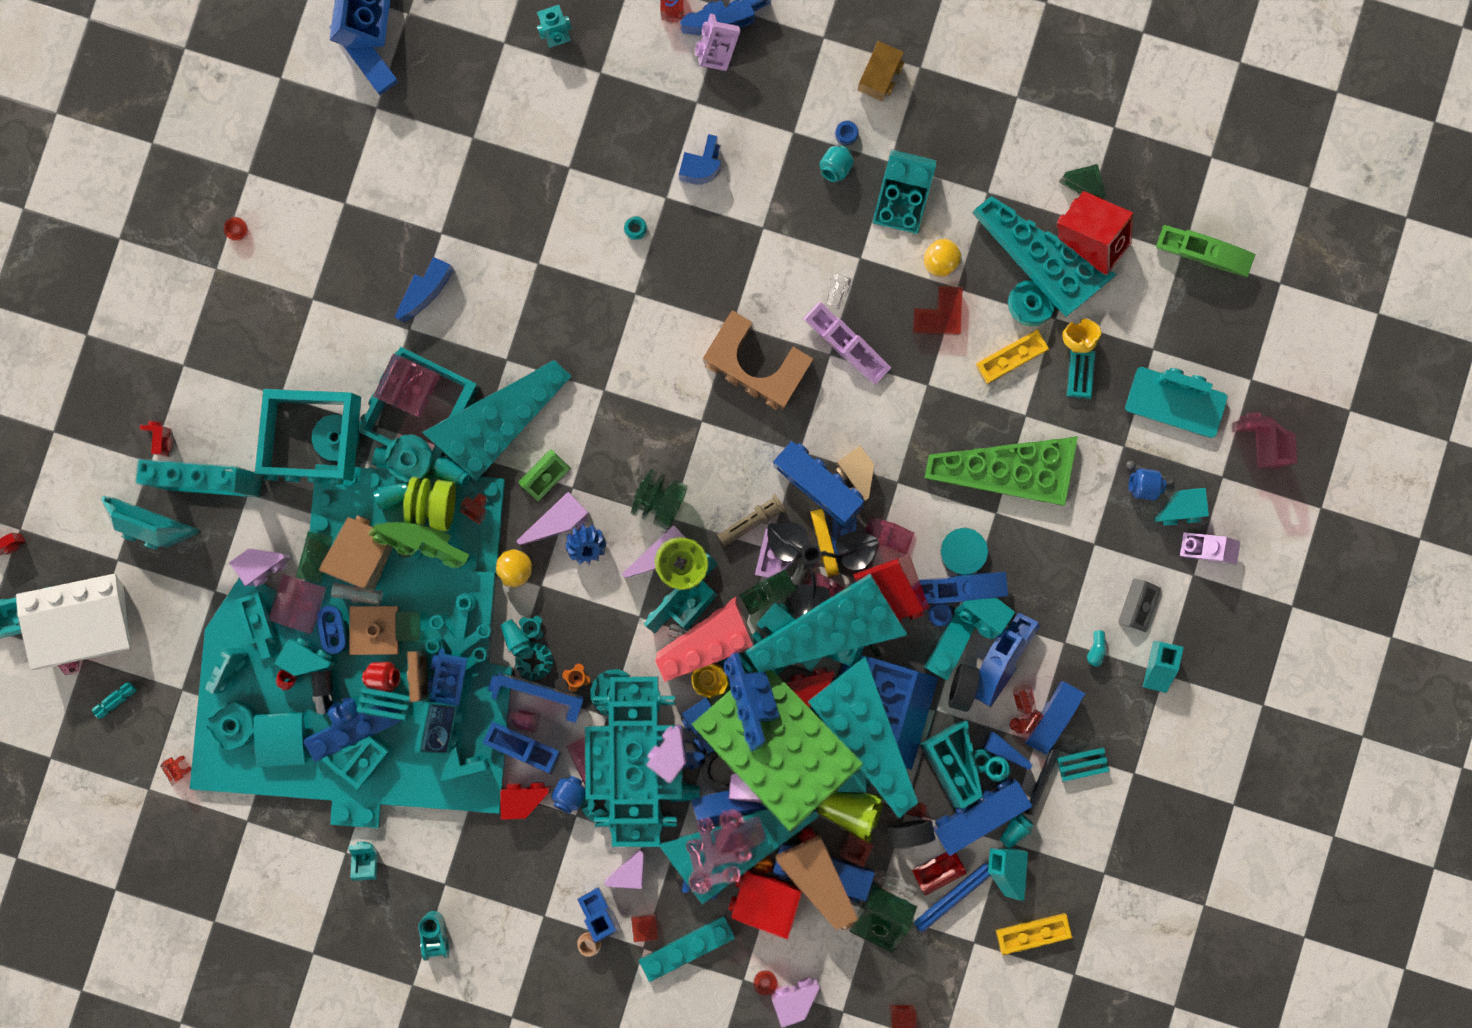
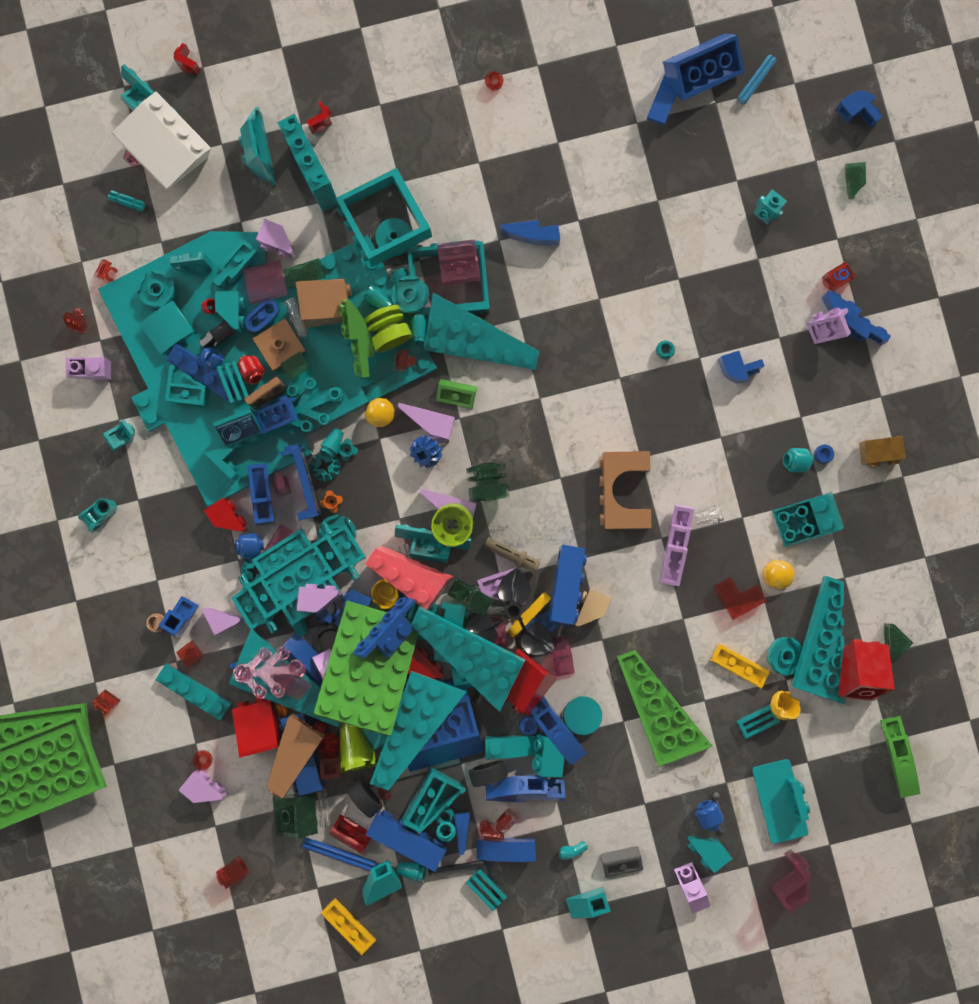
camera: 60 degrees right, 0 degrees up
(208, 834) = (75, 320): none -> clear red tile
(270, 851) = (88, 368): none -> lavender slope
(832, 836) = (329, 745): none -> red gear

